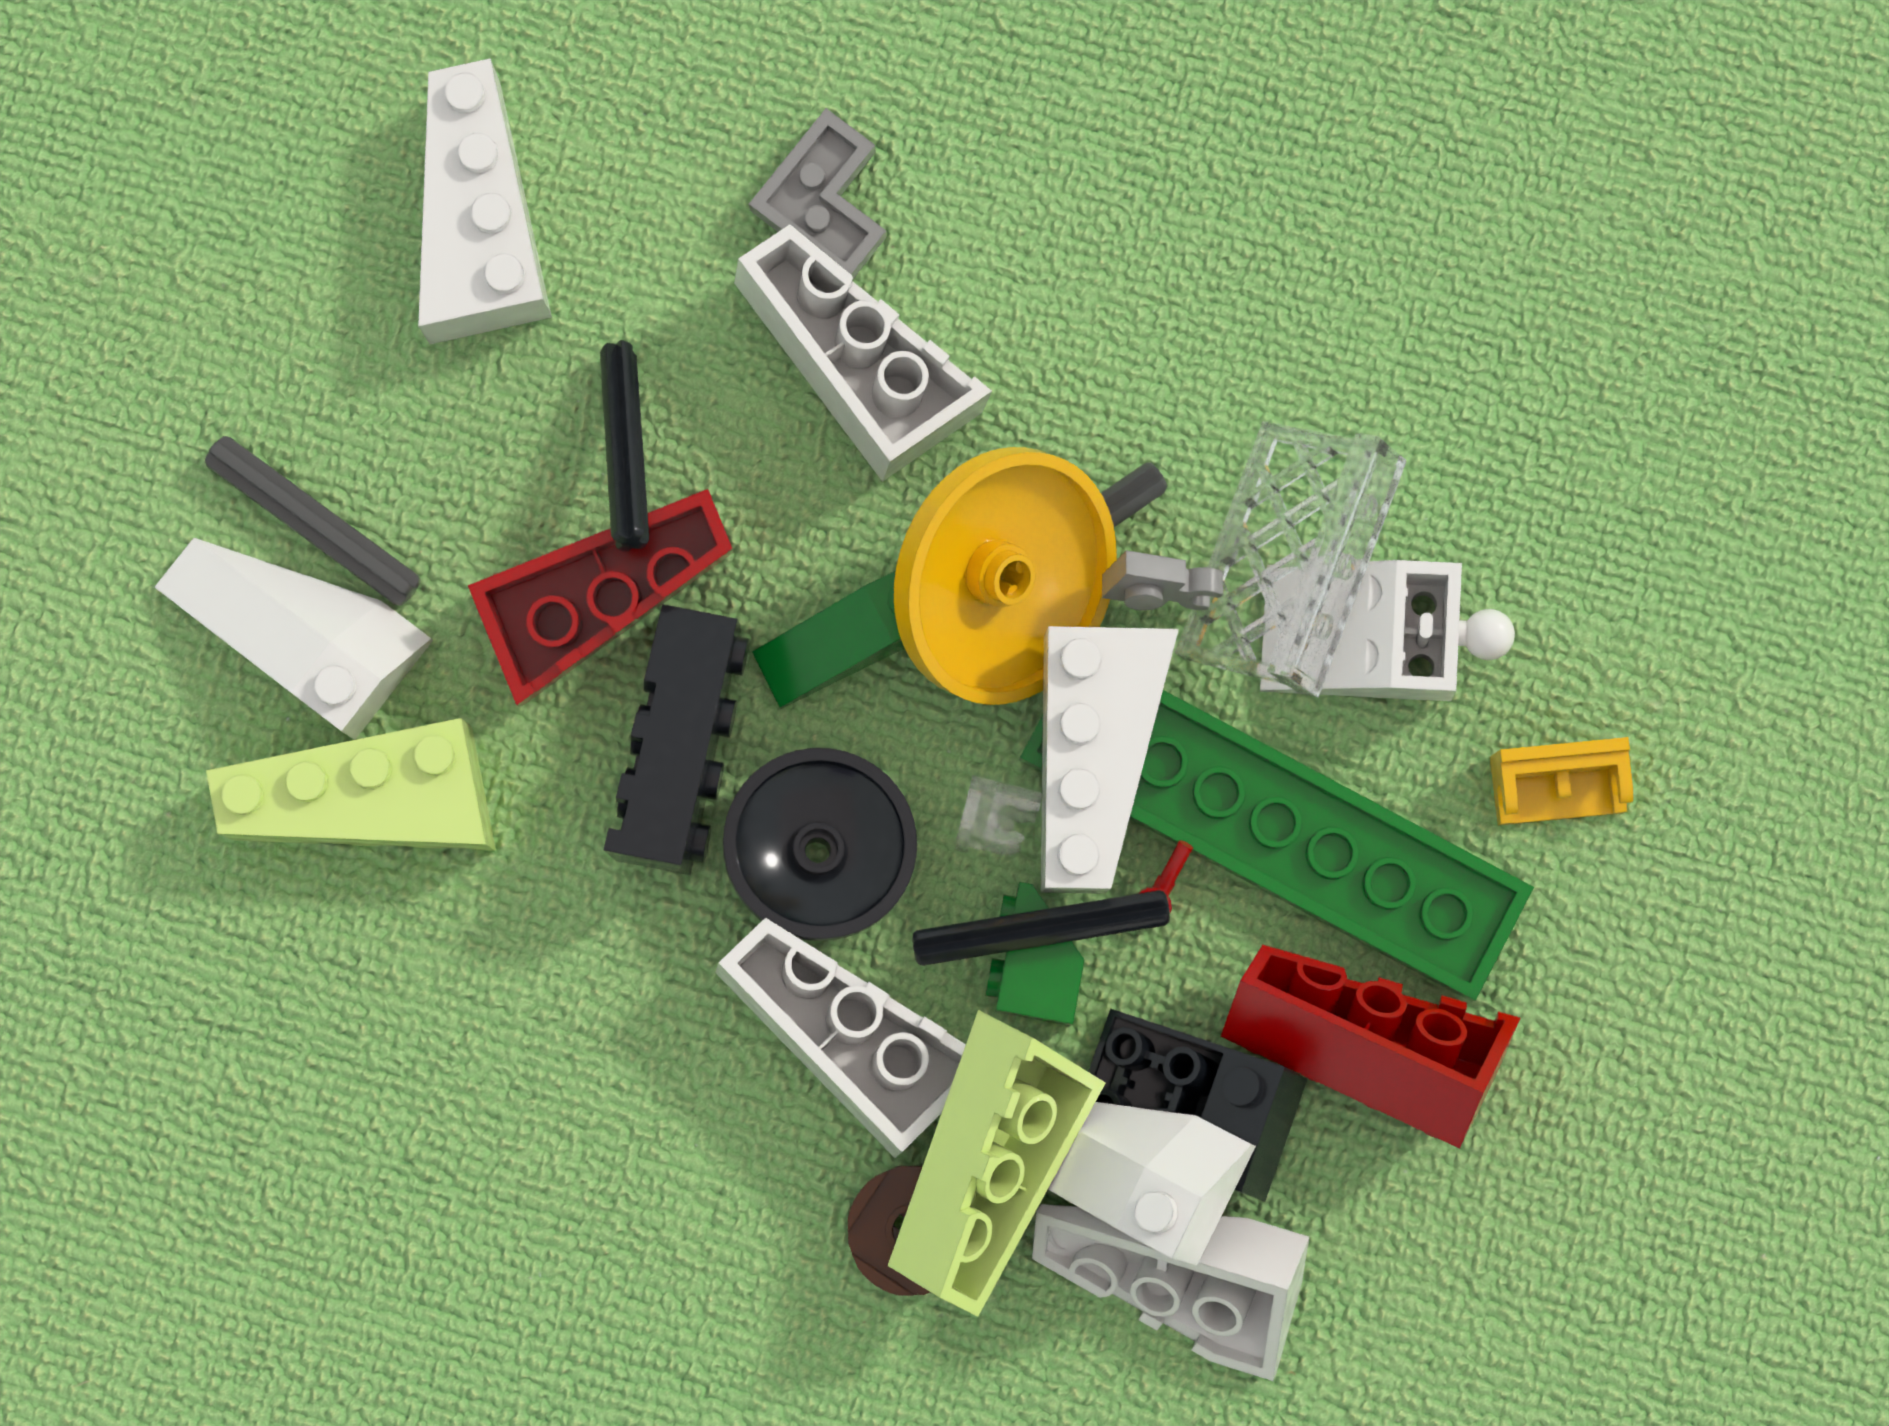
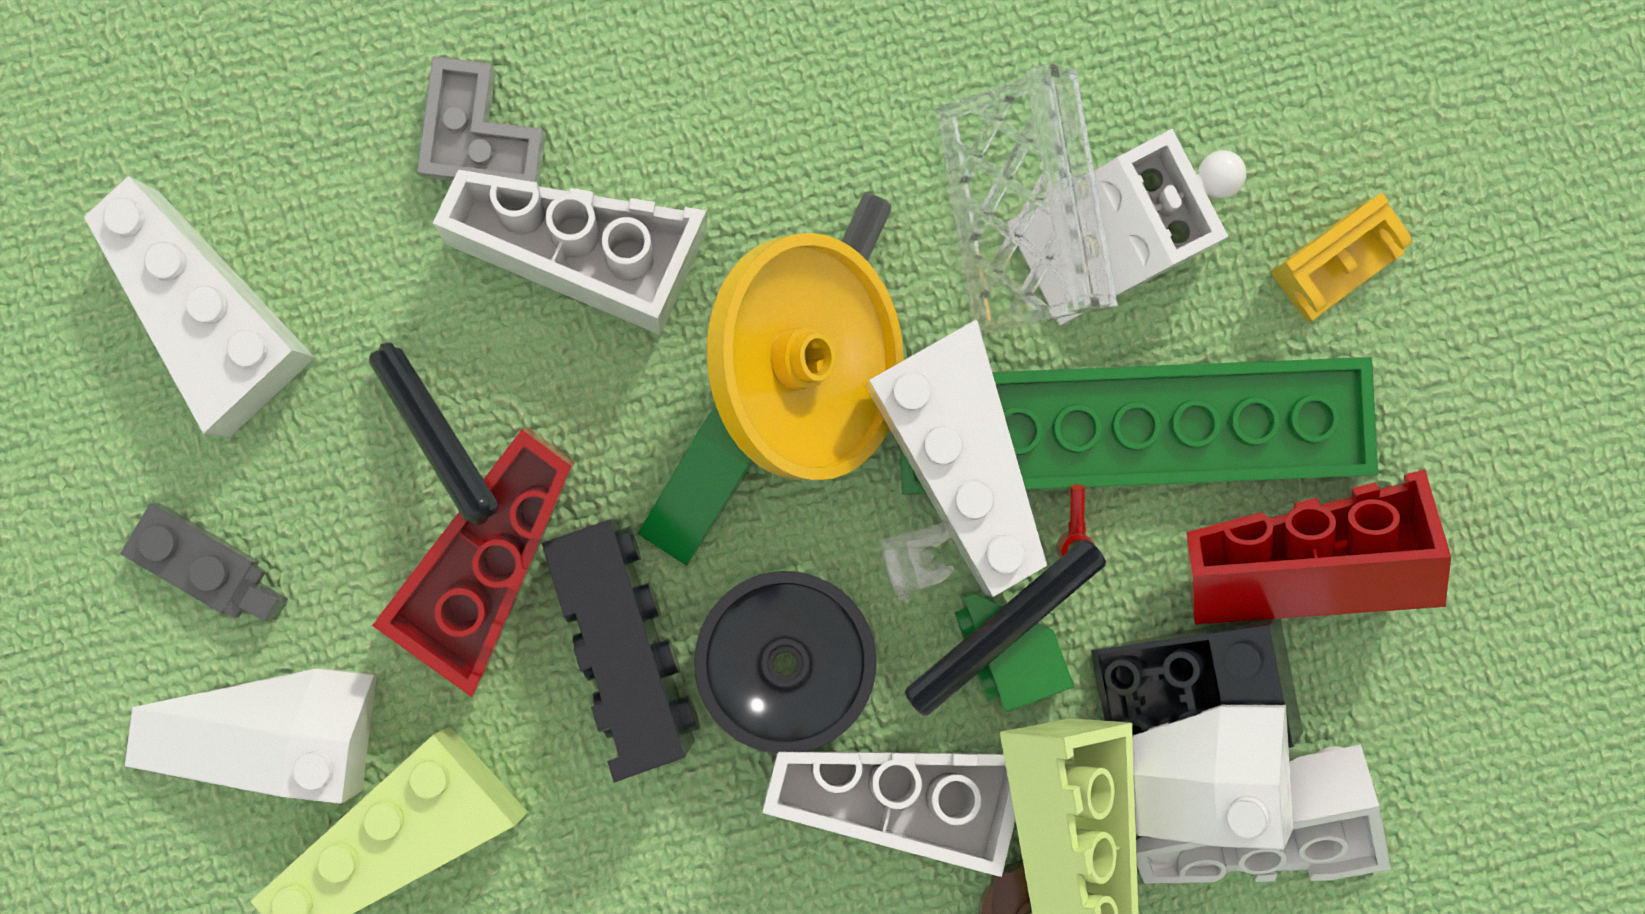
camera: 30 degrees left, 5 degrees up
(312, 520) = (219, 637): dark grey axle -> none
(335, 444) = (201, 564): none -> dark grey hinge
(1152, 580) = (925, 291): light grey plate -> none

